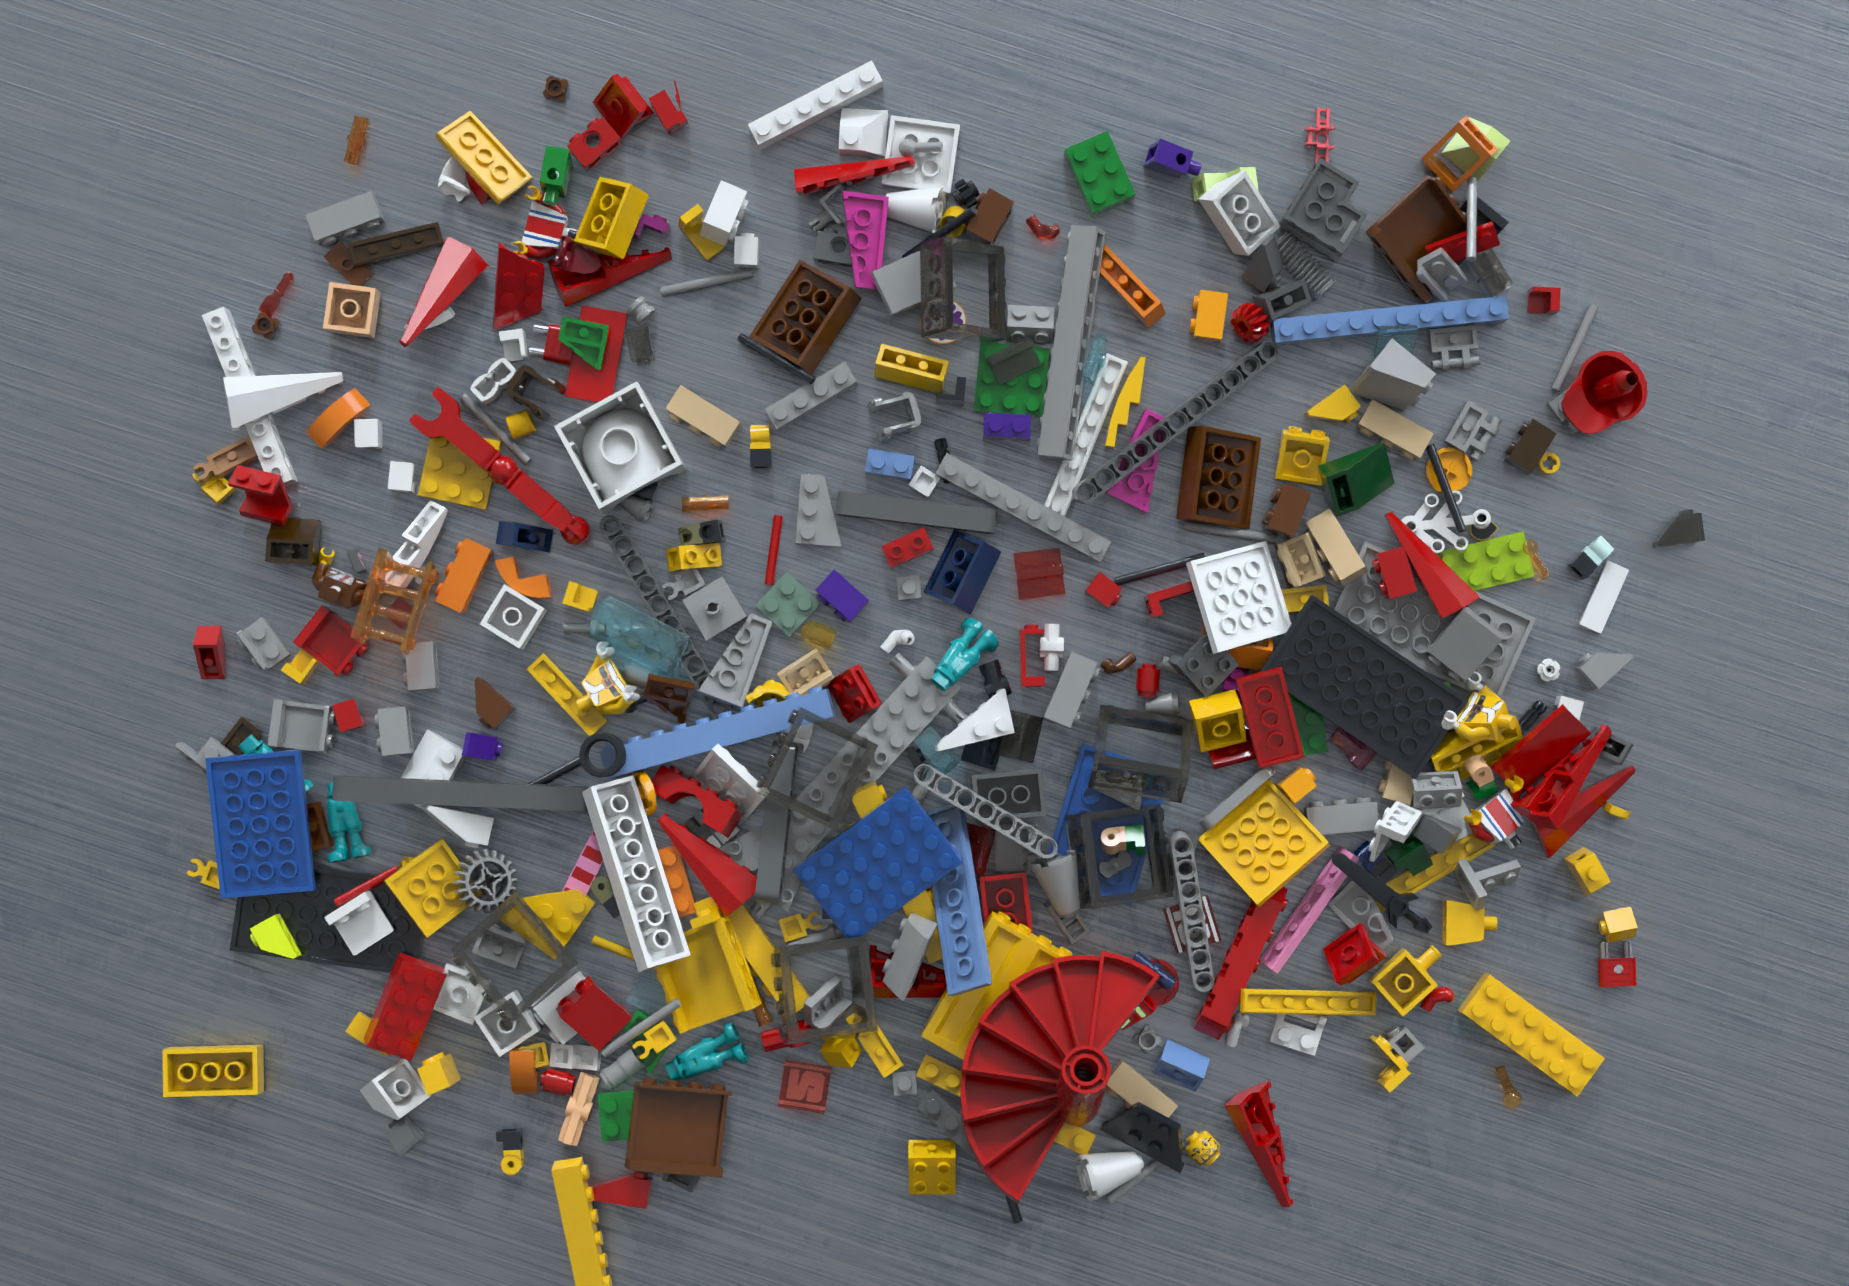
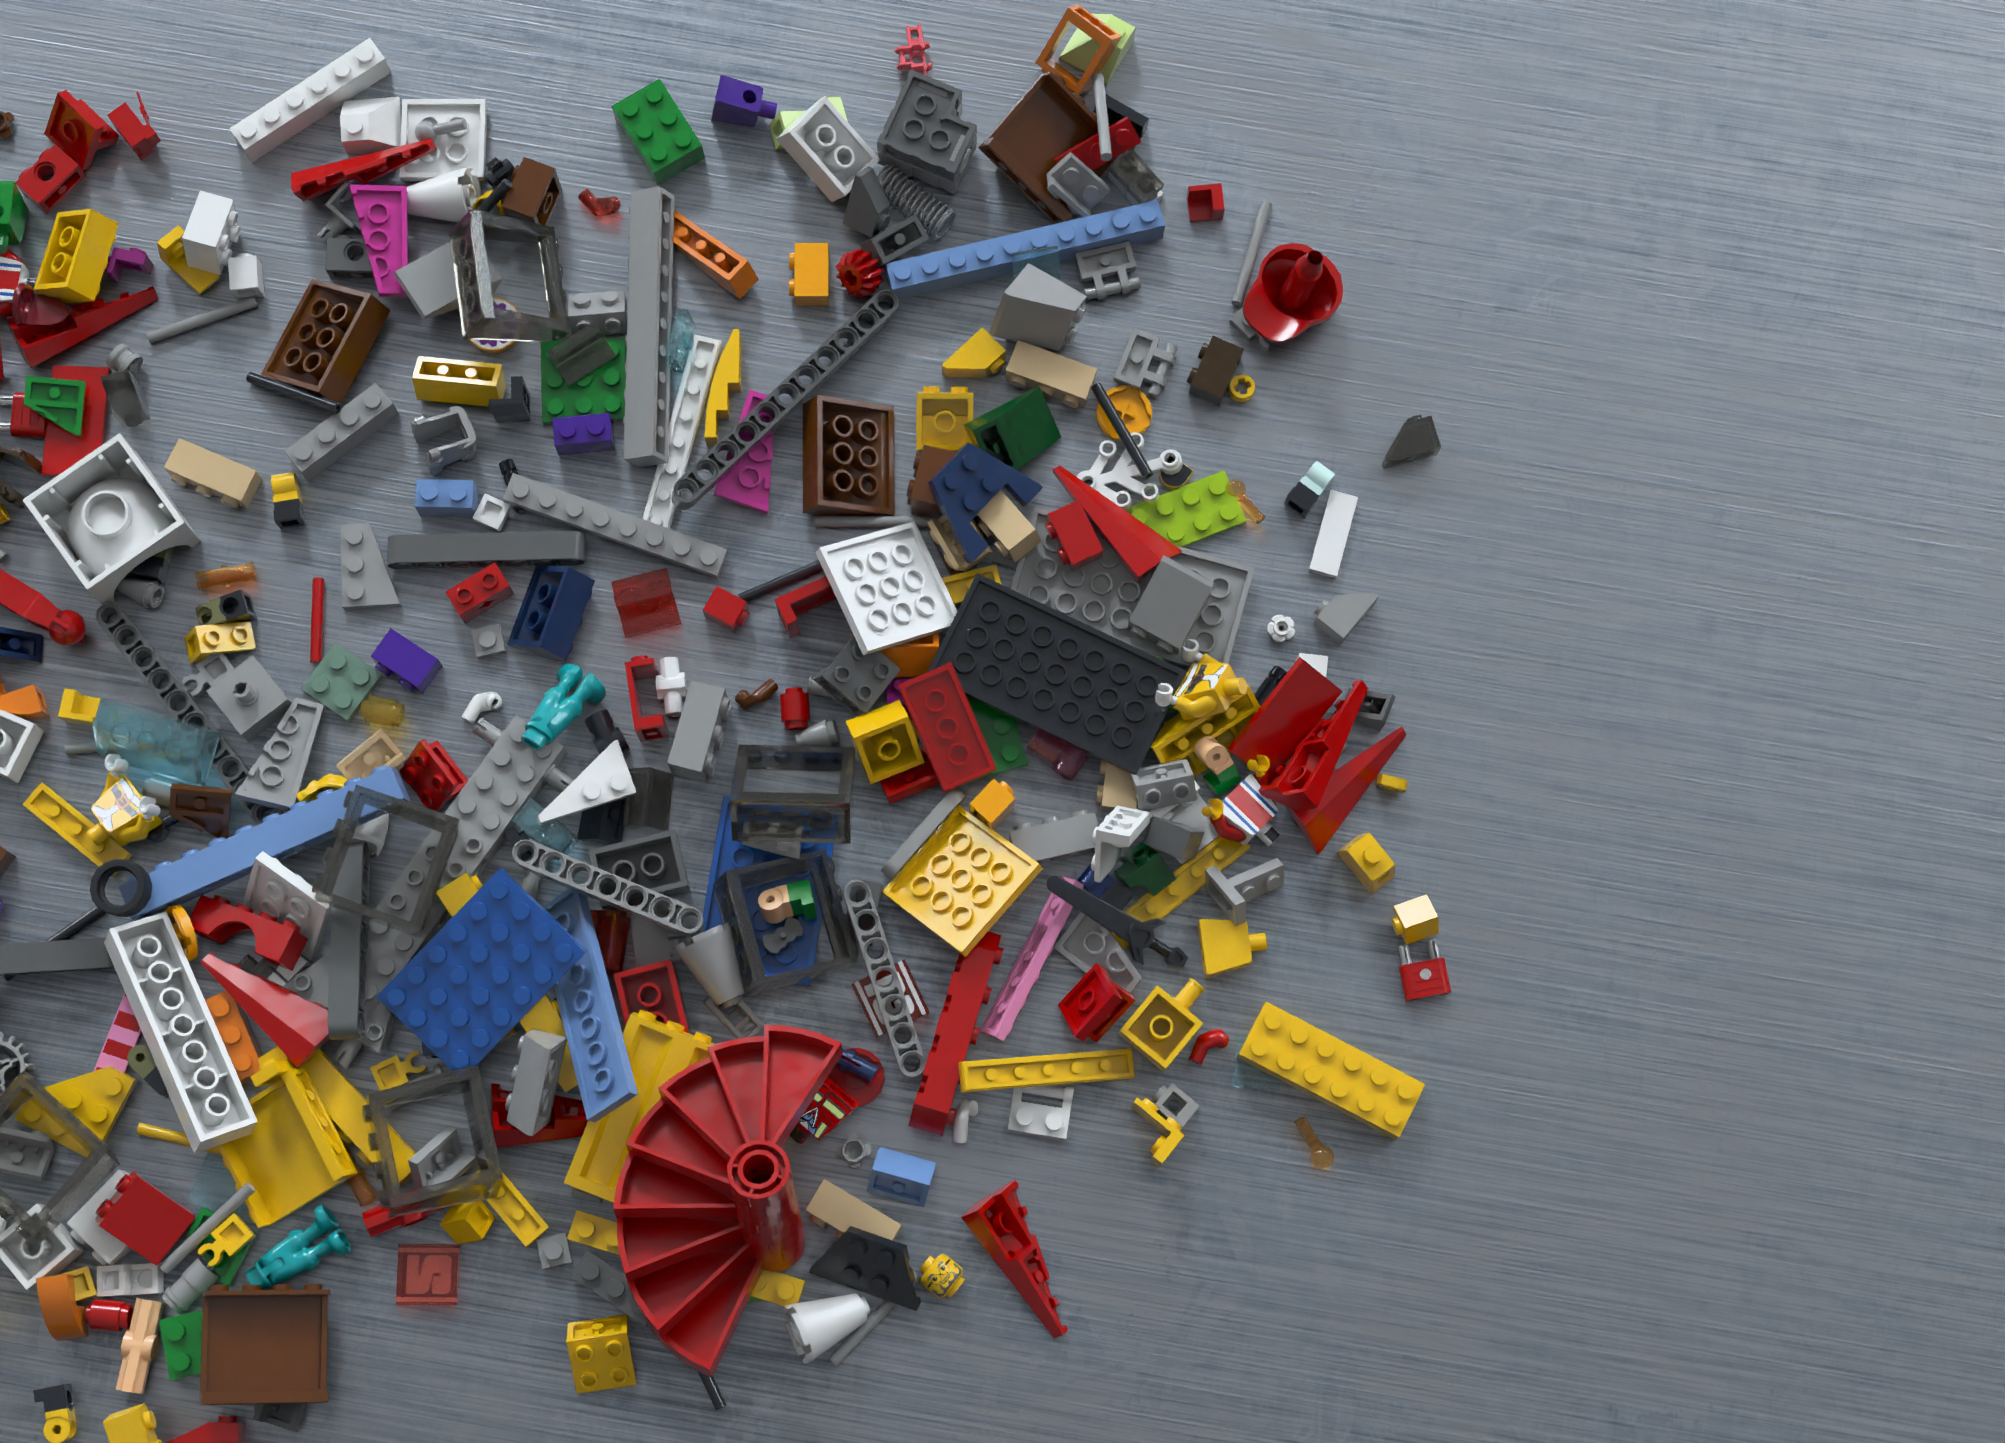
camera: 15 degrees left, 10 degrees down
(1315, 522) = (968, 485): none -> dark blue wing

